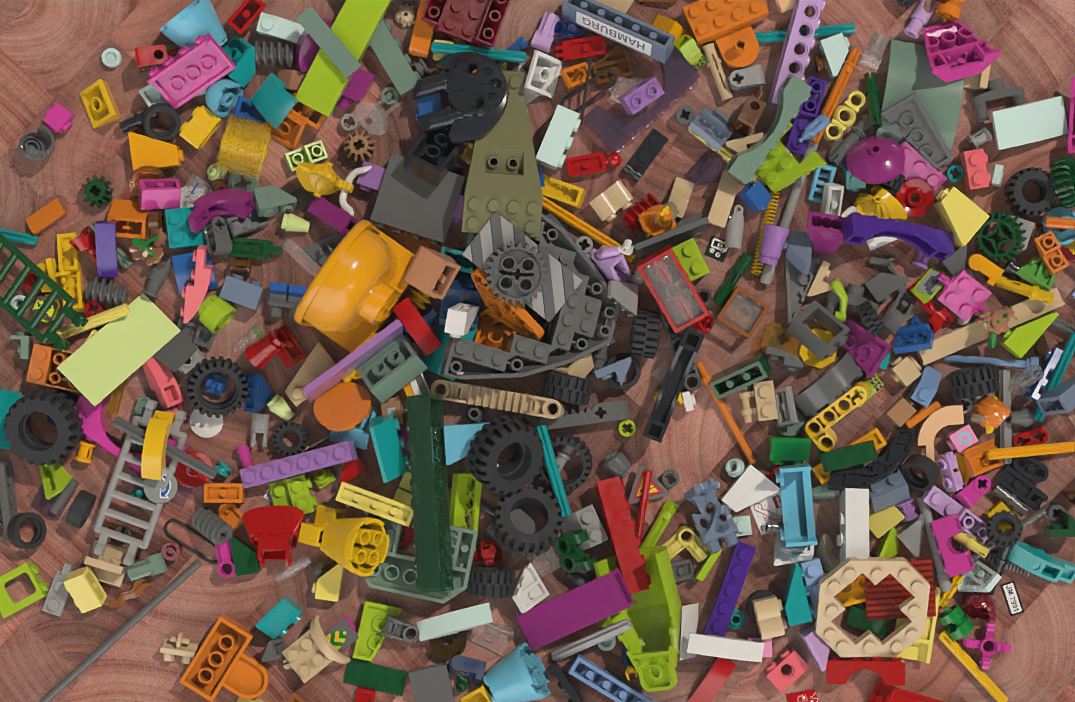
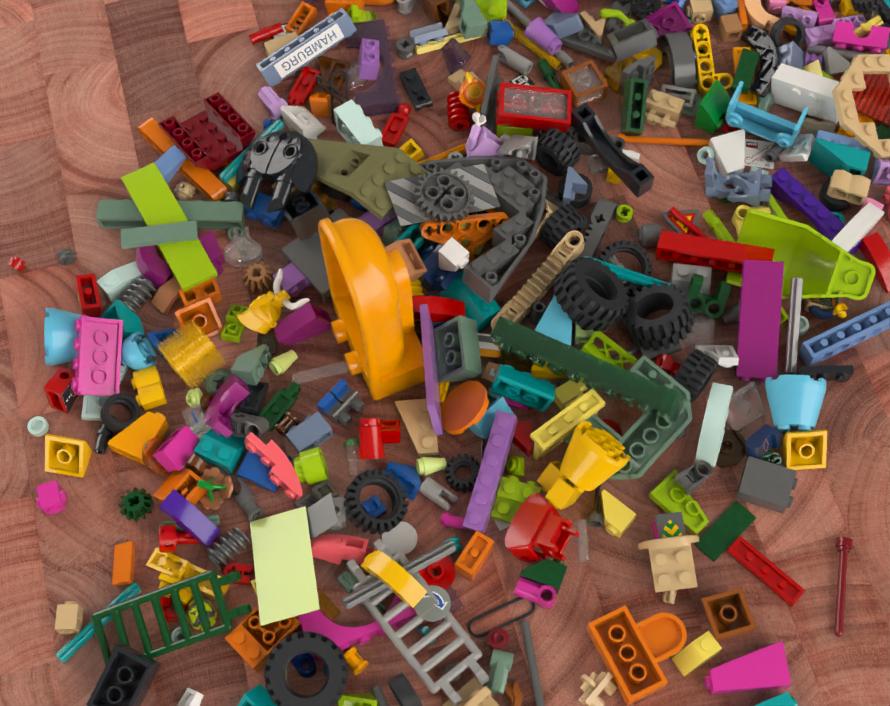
camera: 55 degrees left, 25 degrees down
(26, 346) = (223, 654): sand green bracket -> none
(36, 145) = (61, 528): dark grey hair -> none
(94, 321) = (245, 571): light yellow axle -> none
(211, 525) = (498, 584): dark grey piece -> none
(230, 514) = (499, 564): orange plate -> none
(273, 101) = (172, 308): teal slope -> none
(274, 650) = (651, 596): dark grey slope -> none
(280, 617) = (620, 575): teal slope -> none
(322, 249) = (324, 353): dark grey piece -> none
(347, 117) = (234, 281): light grey bush -> none
(568, 30) = (282, 86): clear blue cone -> none
(611, 201) = (434, 127): tan brick -> none
(675, 475) = (685, 200): dark grey bush -> none
(717, 71) = (391, 13): tan pin -> none
(723, 200) = (483, 54): tan slope -> none

